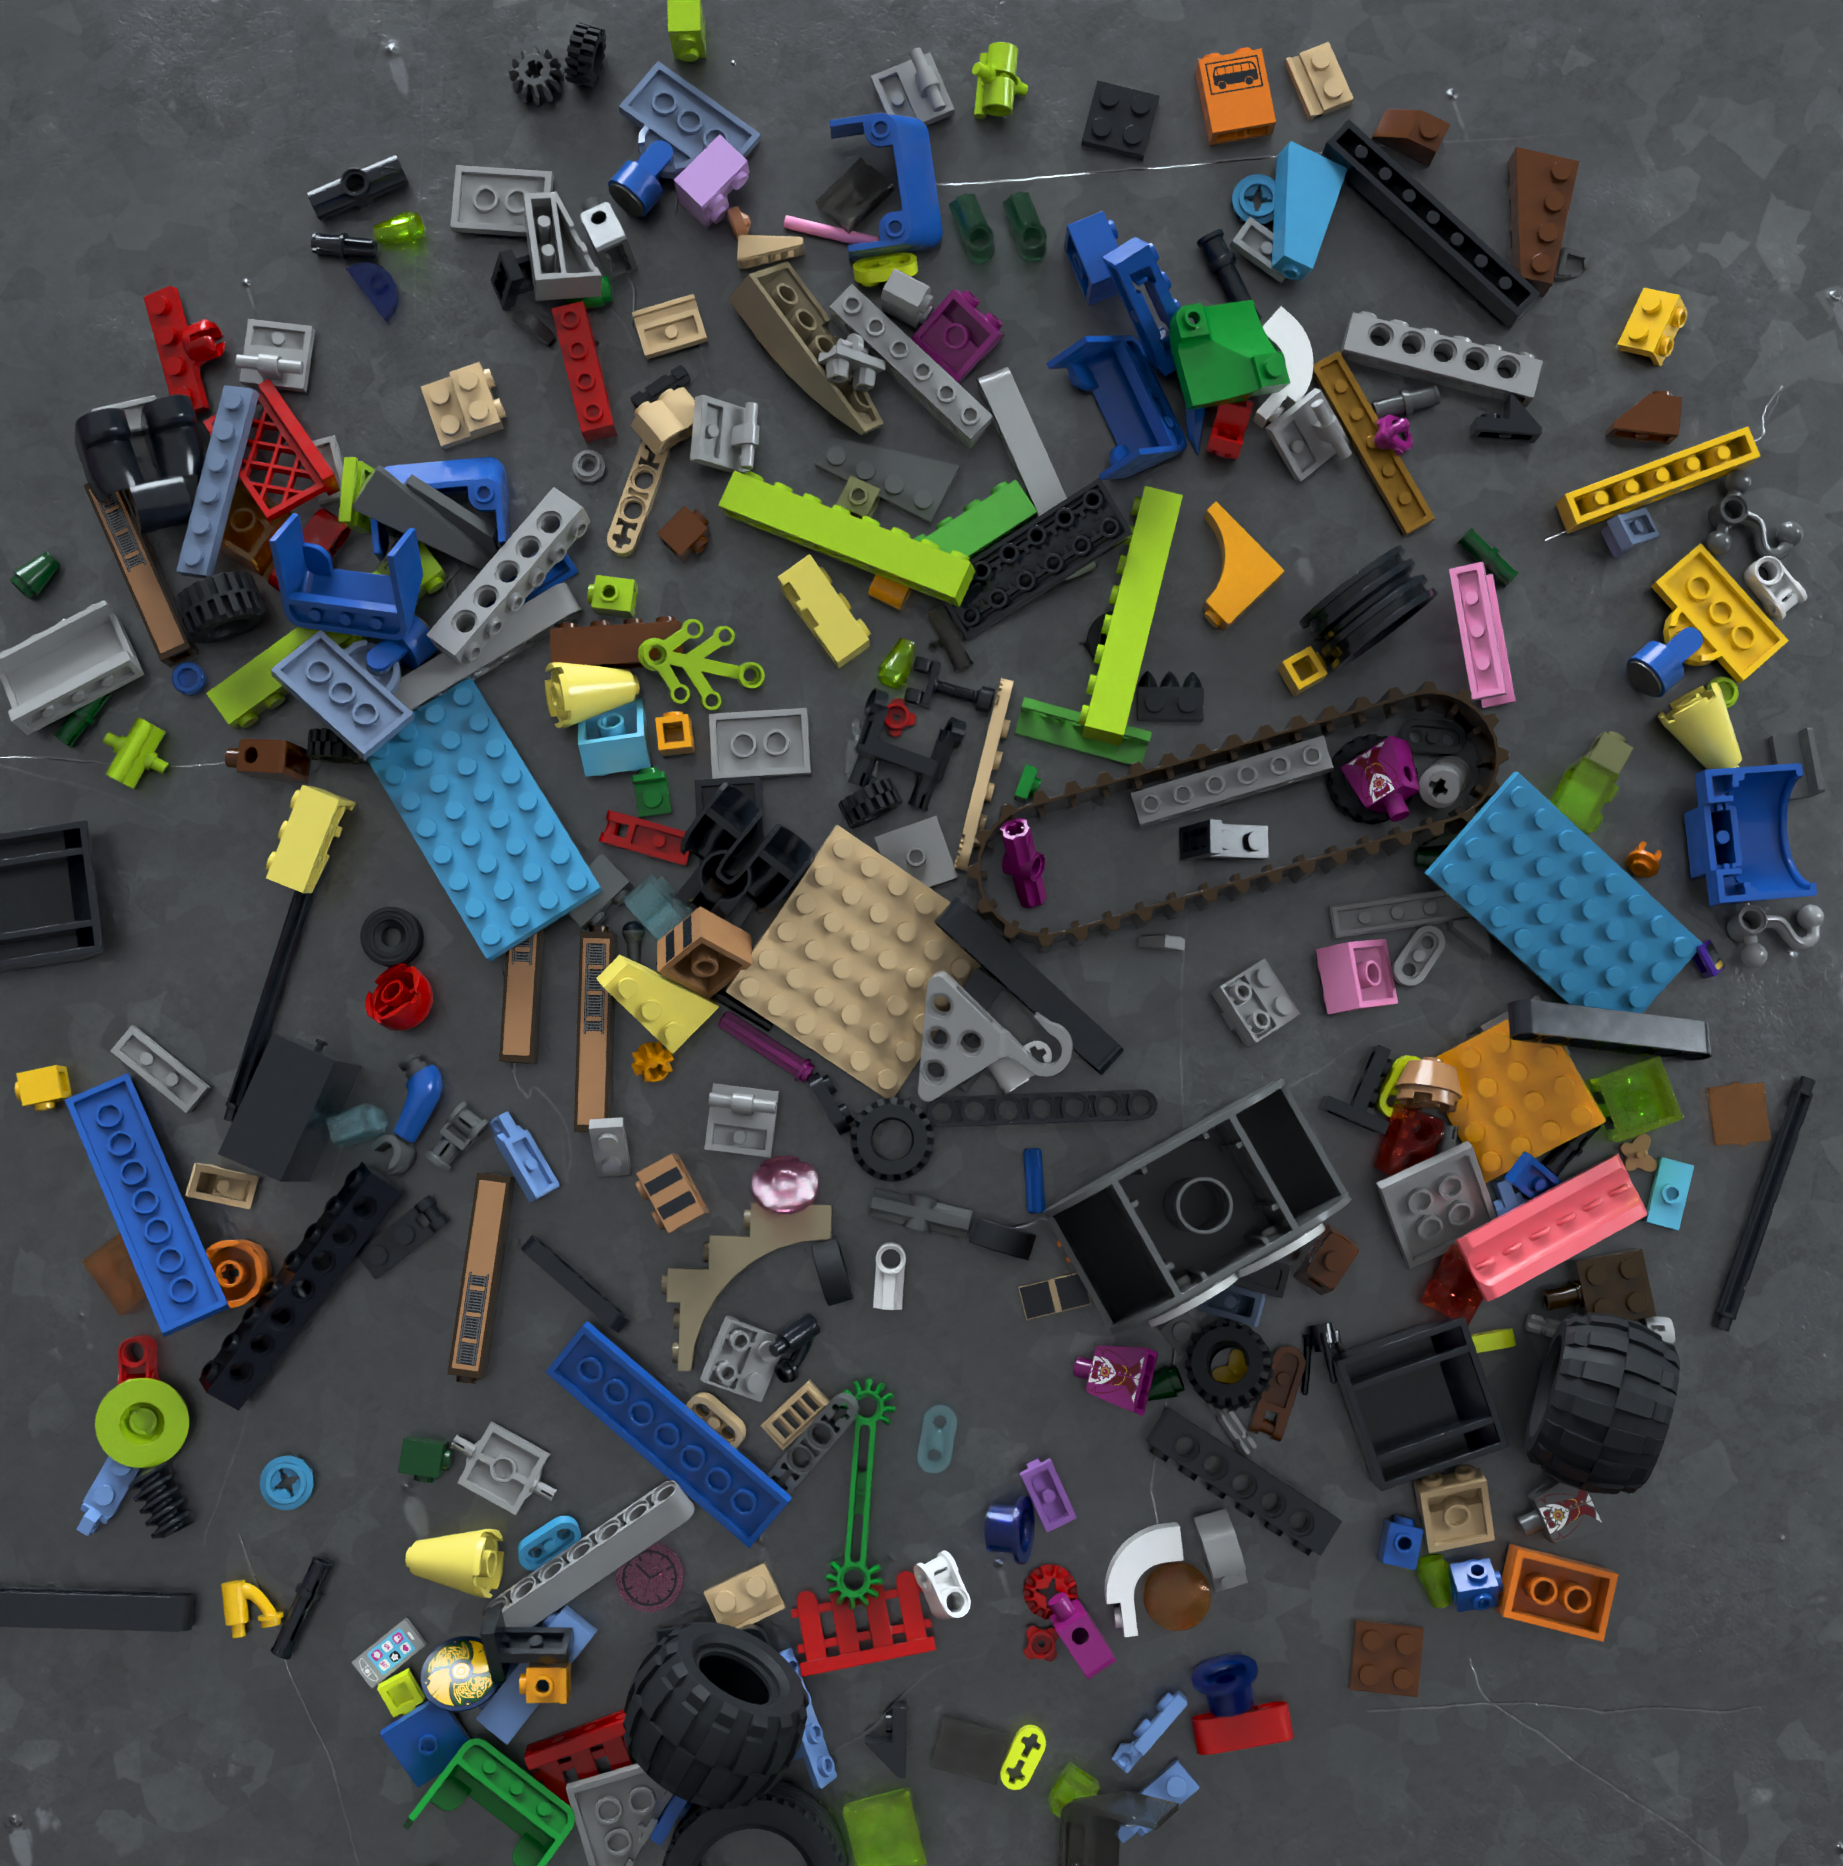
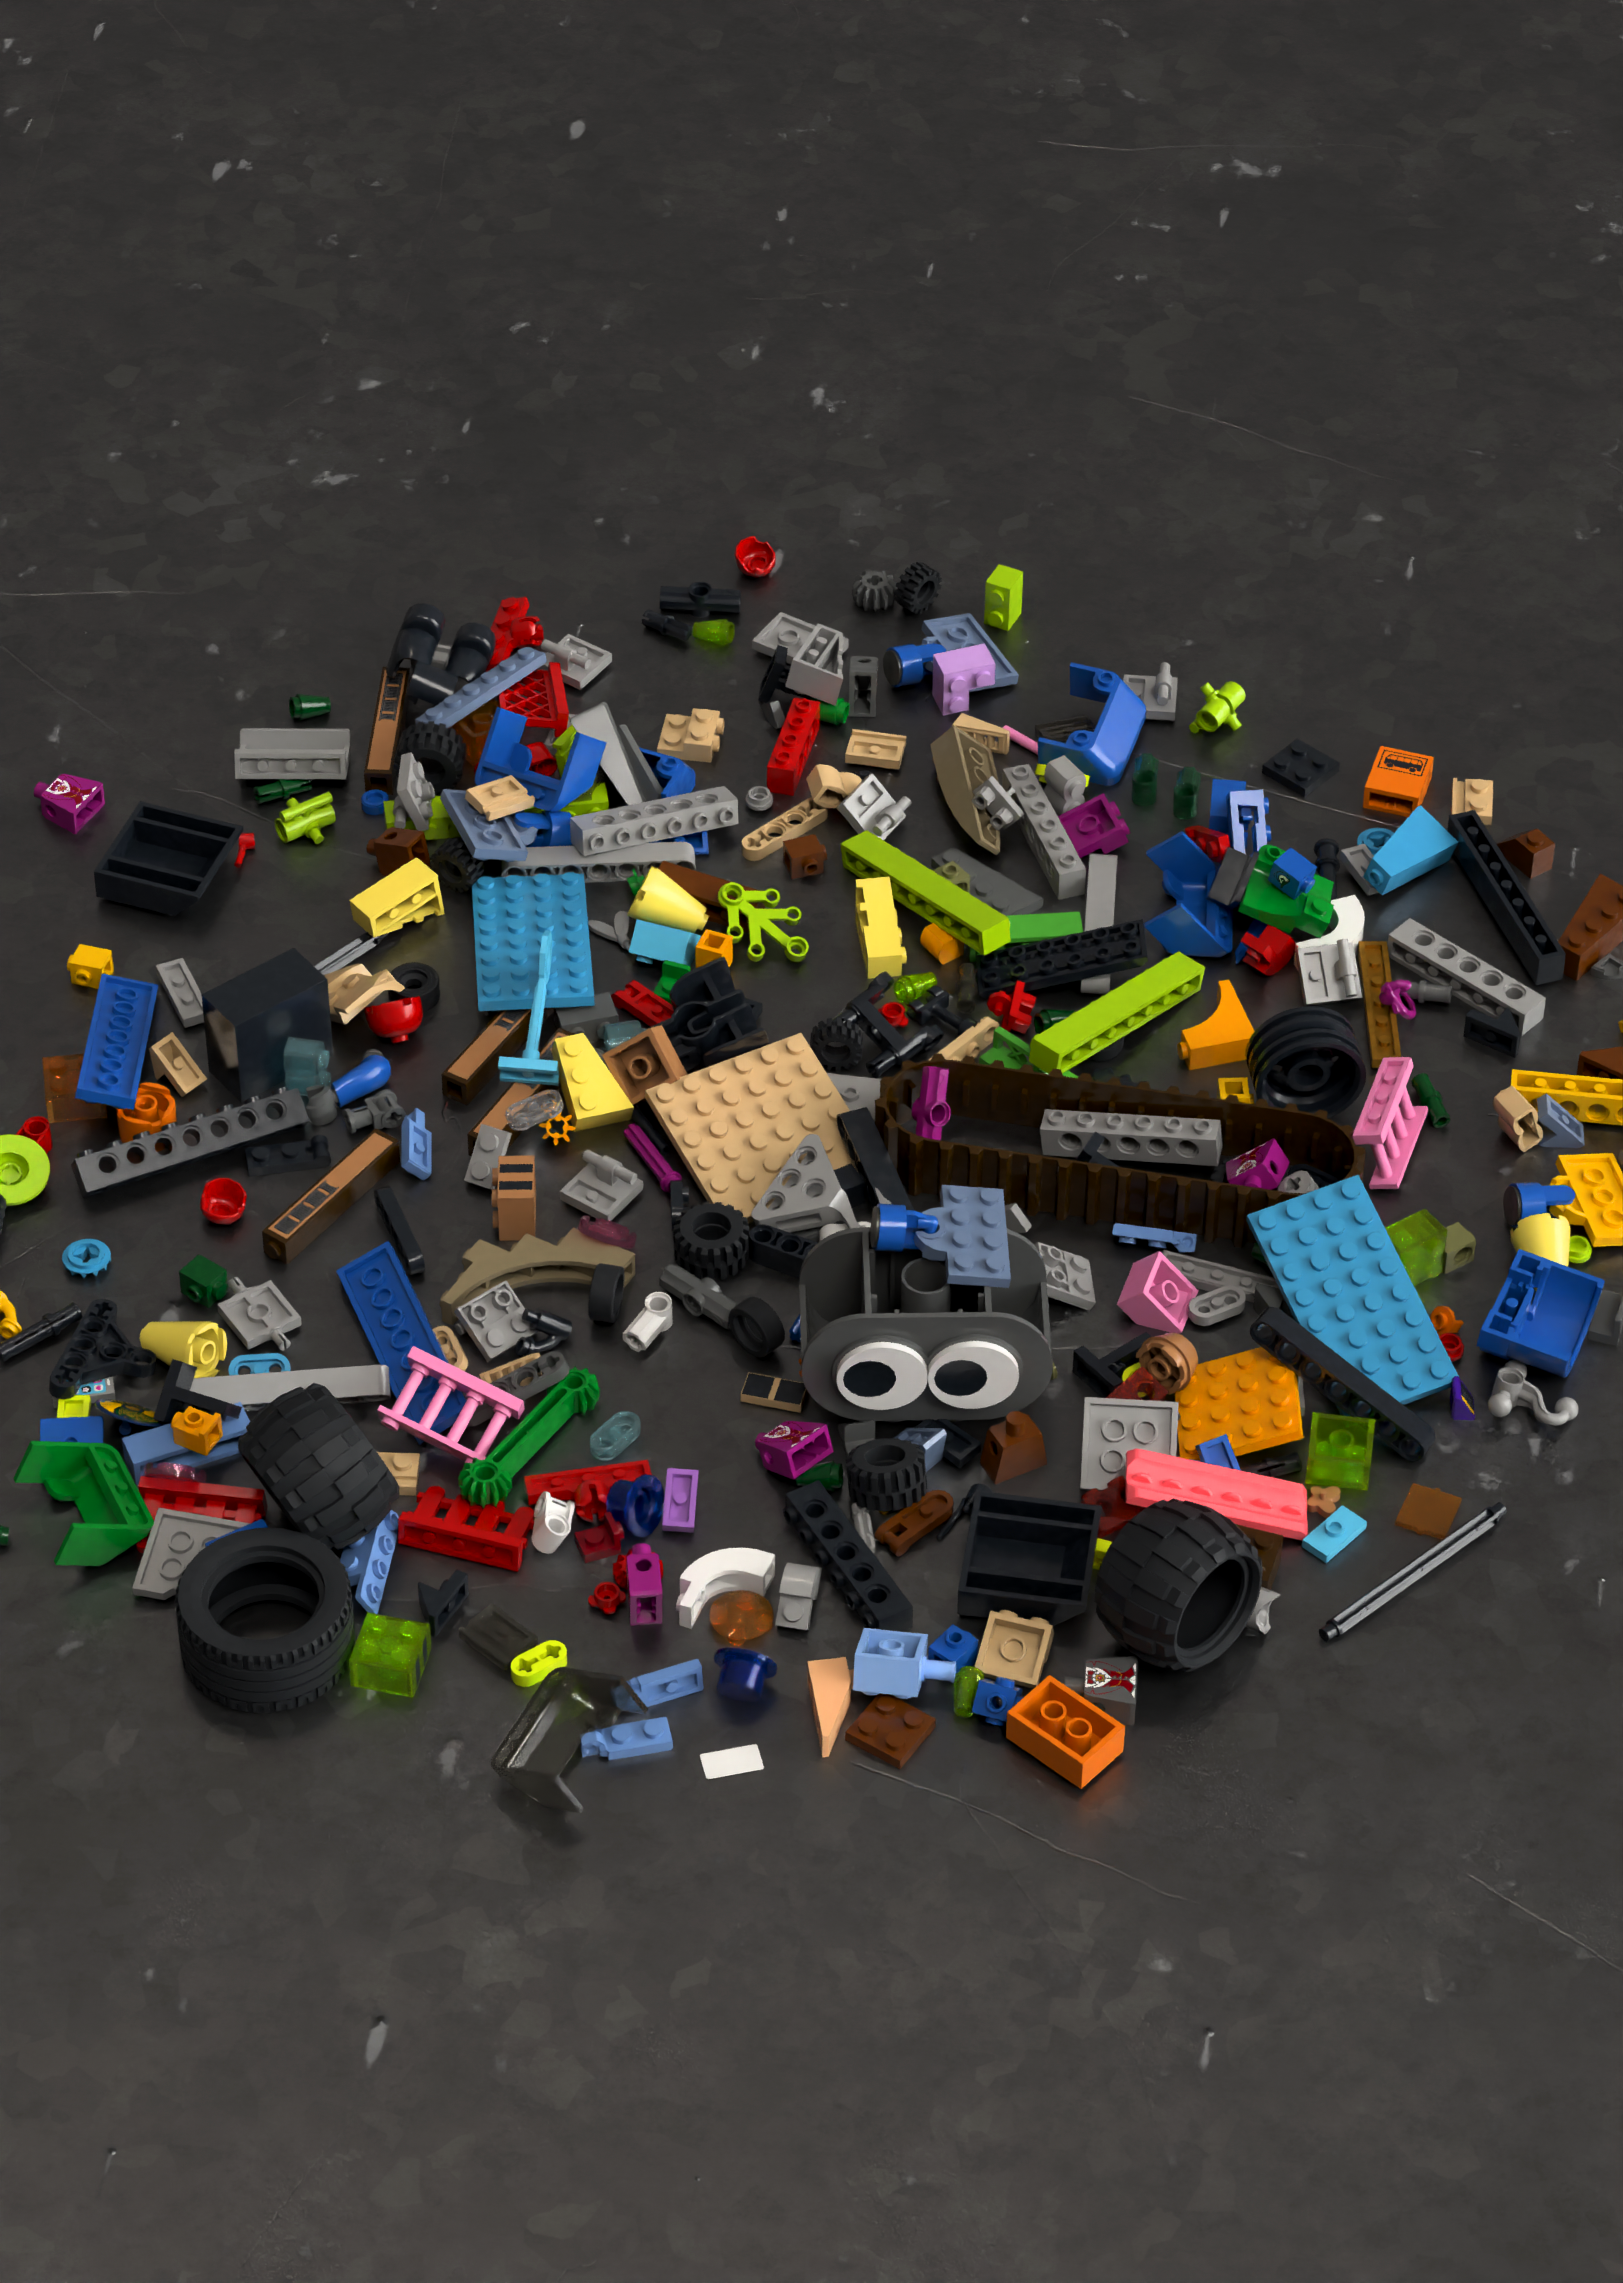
camera: 25 degrees right, 40 degrees down
(90, 813) = (246, 842): none -> red hand
(243, 688) = (414, 795): none -> light grey plate
(338, 995) = (354, 988): none -> tan piece
(340, 654) = (499, 798): none -> tan plate
(377, 286) = (674, 654): clear blue plate -> none
(380, 1345) = (223, 1201): none -> red hair
(381, 91) = (754, 557): none -> red hair
(383, 1627) = (94, 1362): none -> black beam
(535, 666) = (635, 882): none -> green plate
(550, 741) = (617, 933): none -> light grey piece
(555, 1735) = (175, 1472): none -> clear pink tile
(589, 1020) = (530, 1067): none -> medium azure piece
(613, 596) = (726, 865): lime brick -> none
(629, 1073) = (534, 1110): none -> clear plate
(738, 221) = (969, 709): nougat tile -> none
(760, 743) = (779, 988): light grey plate -> none
(768, 1490) = (449, 1379): none -> bright pink fence
(949, 1519) = (584, 1486): none -> red plate
(994, 1576) = (600, 1540): none -> dark red bracket
(1010, 649) = (1014, 1007): none -> red hips
(1063, 643) = (1048, 1018): none -> dark green cone
(1099, 311) = (1209, 841): none -> red plate
(1159, 362) = (1231, 878): none -> black panel
(1217, 1146) = (963, 1232): none -> sand blue plate
(1230, 342) = (1292, 873): none -> blue brick
(1257, 1727) = (736, 1716): red beam -> none
(1259, 1771) = (731, 1761): none -> white sticker
(1311, 895) = (1157, 1237): none -> medium blue hinge
(1316, 1656) = (830, 1697): none -> light nougat slope
(1380, 1598) = (896, 1664): none -> light blue brick
(1595, 554) = (1517, 1118): none -> tan brick
(1670, 887) = (1452, 1345): none -> red plate

